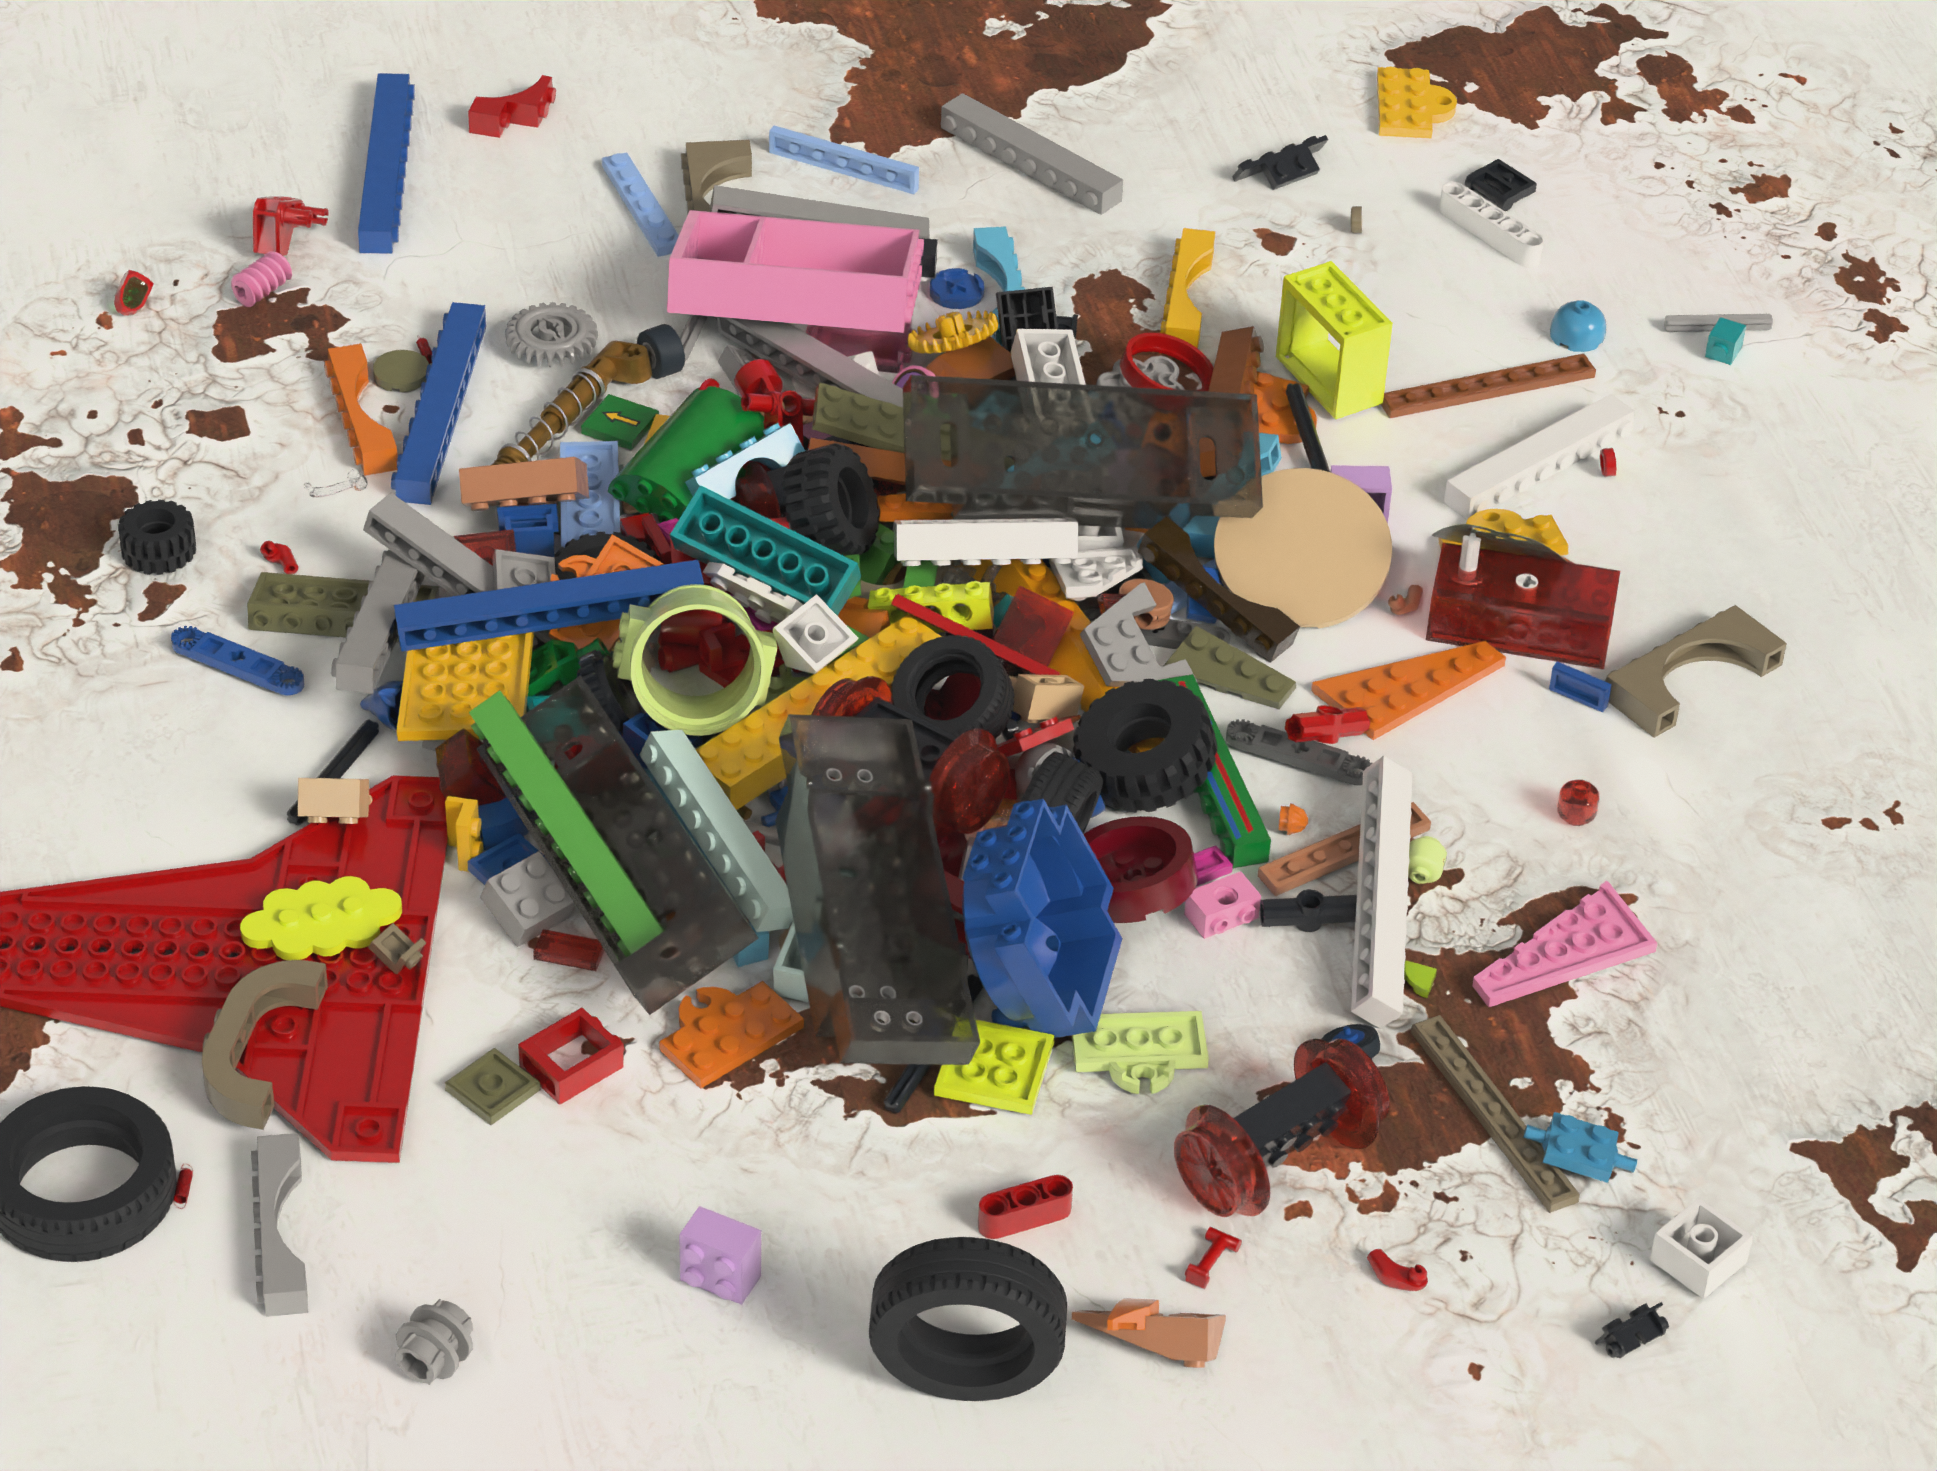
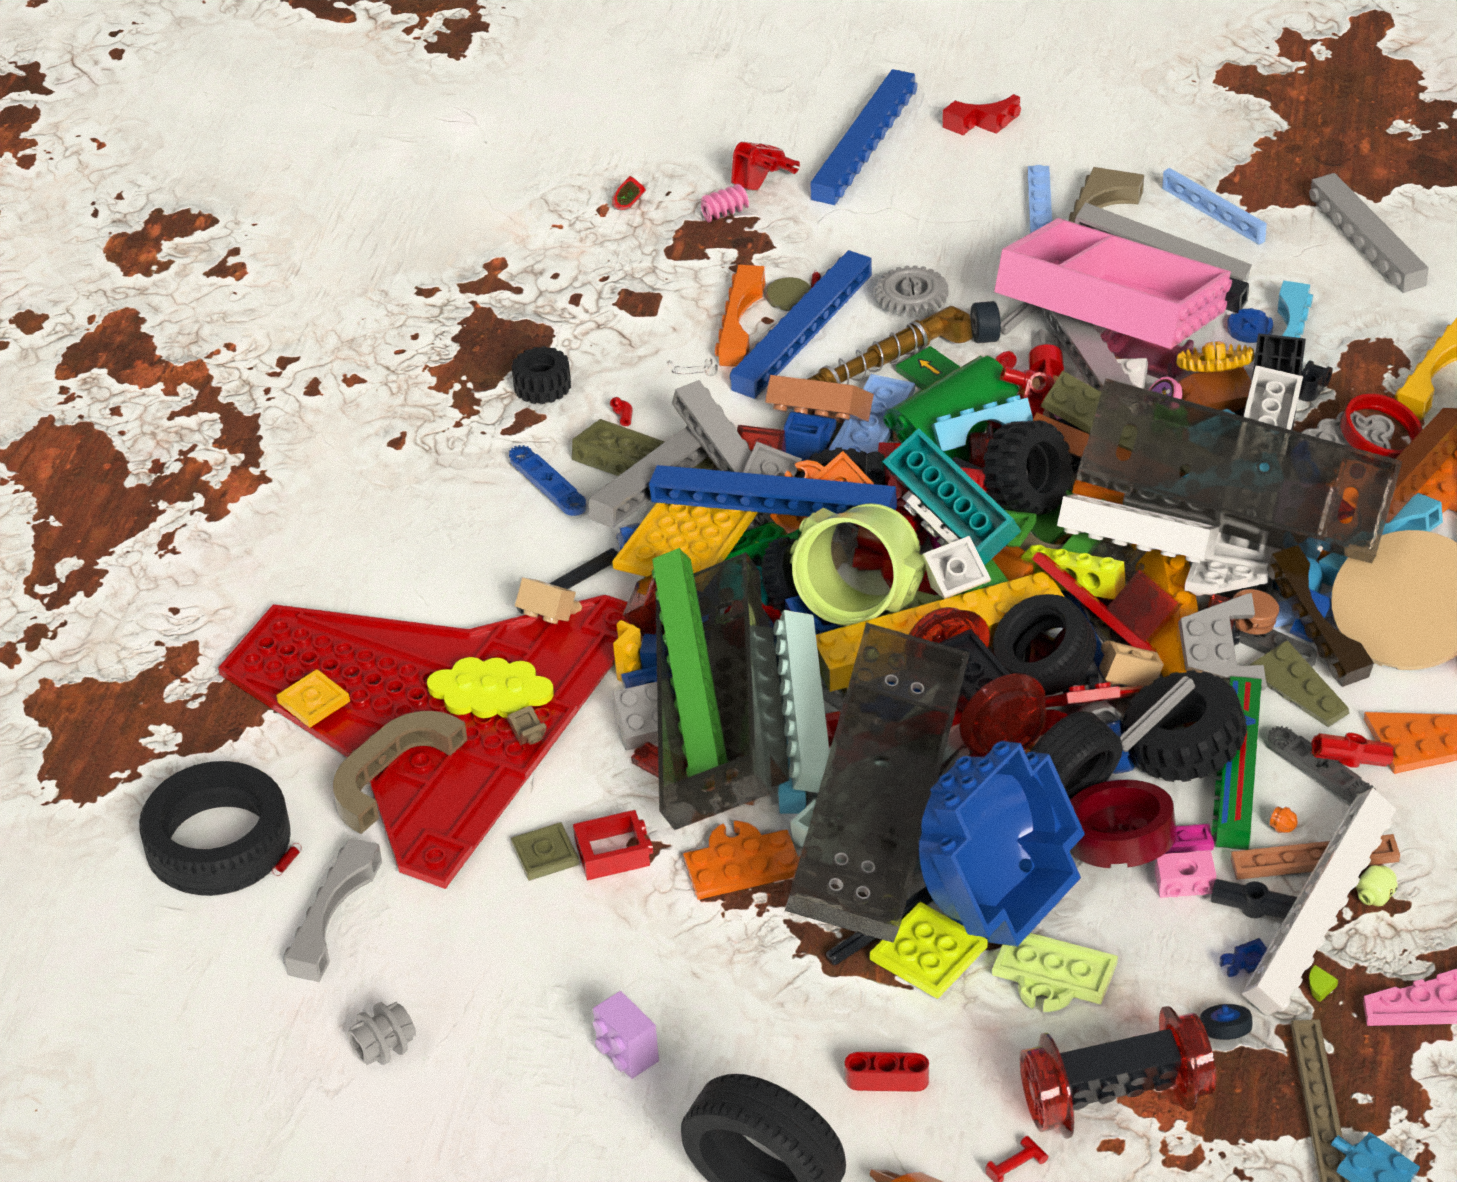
camera: 30 degrees right, 0 degrees up
(110, 989) = (313, 698): none -> yellow plate
(645, 540) = (875, 467): none -> black piece
(1119, 734) = (1156, 712): none -> light grey axle
(1333, 971) = (1245, 957): none -> clear blue plate

